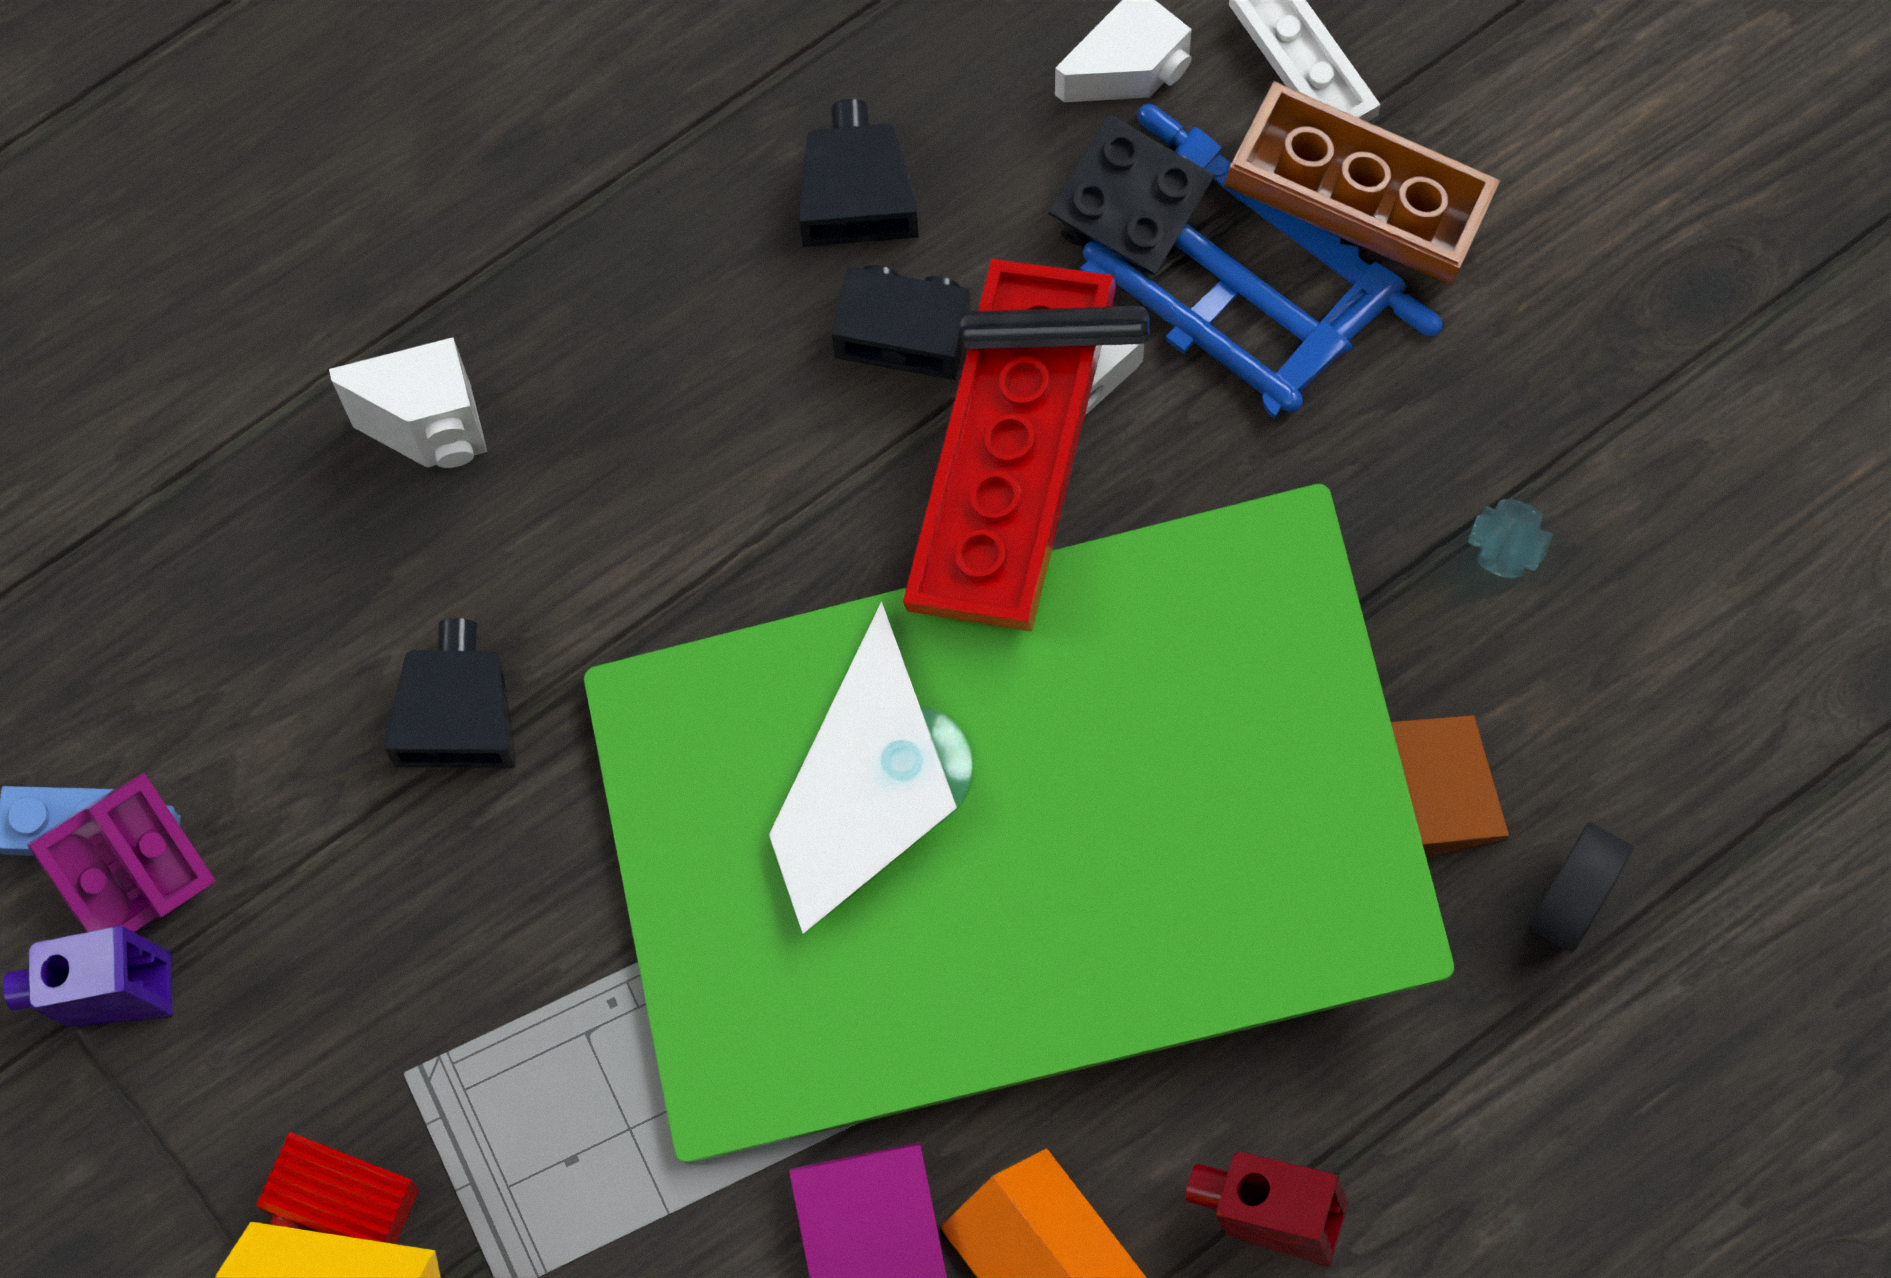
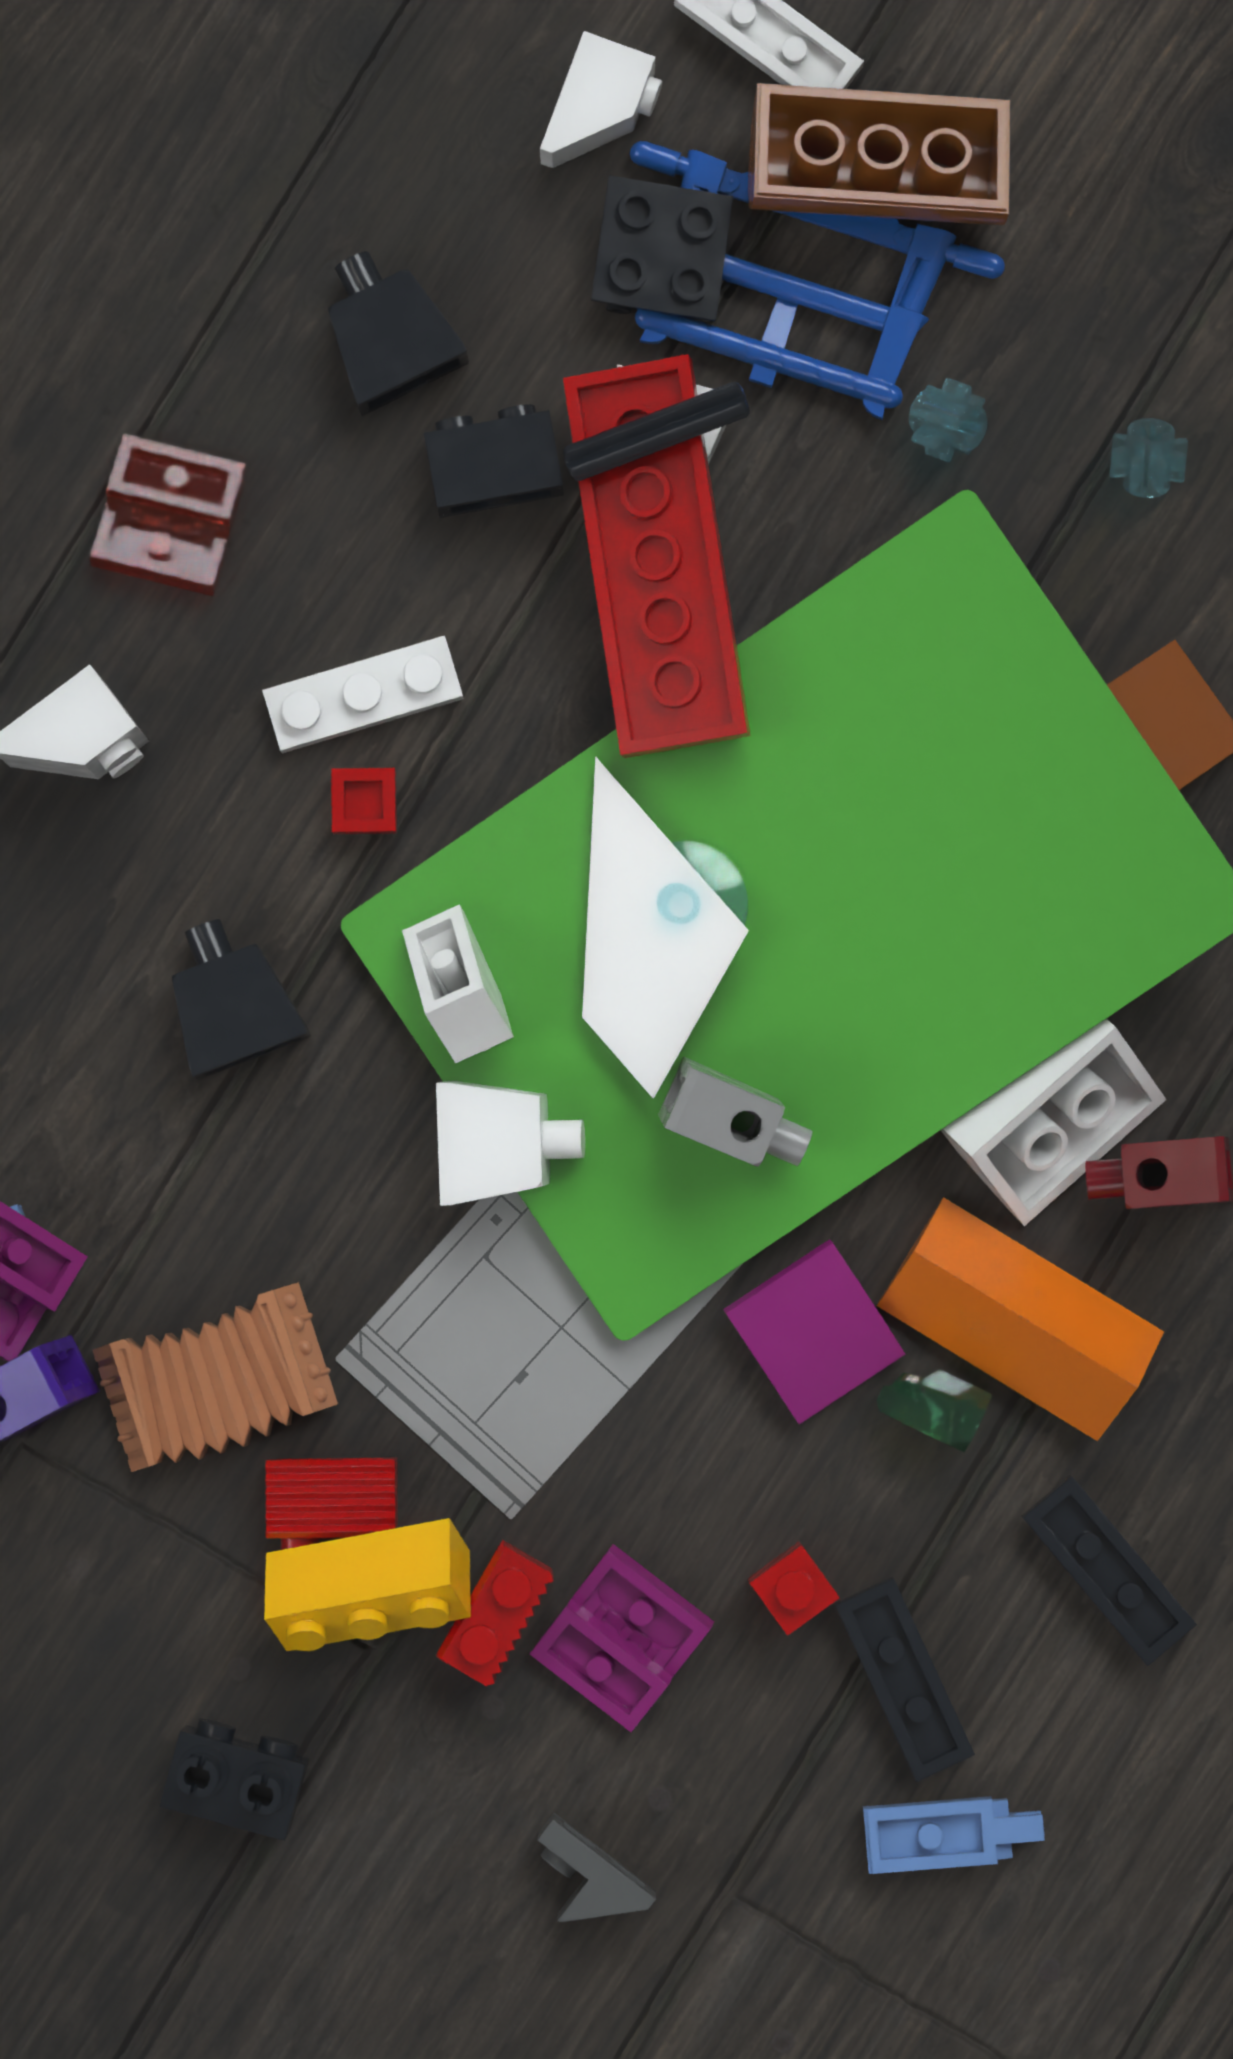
camera: 25 degrees left, 15 degrees up
(282, 1045) = (217, 1381): none -> nougat piece
(591, 263) = (168, 514): none -> clear red slope
(639, 919) = (498, 1141): none -> white torso
(655, 571) = (363, 801): none -> red plate
(664, 761) = (456, 984): none -> white slope
(697, 481) = (362, 694): none -> white plate
(846, 951) = (706, 1101): none -> light grey torso
(1181, 1108) = (1054, 1118): none -> white slope
(1334, 436) = (948, 419): none -> clear light blue gear

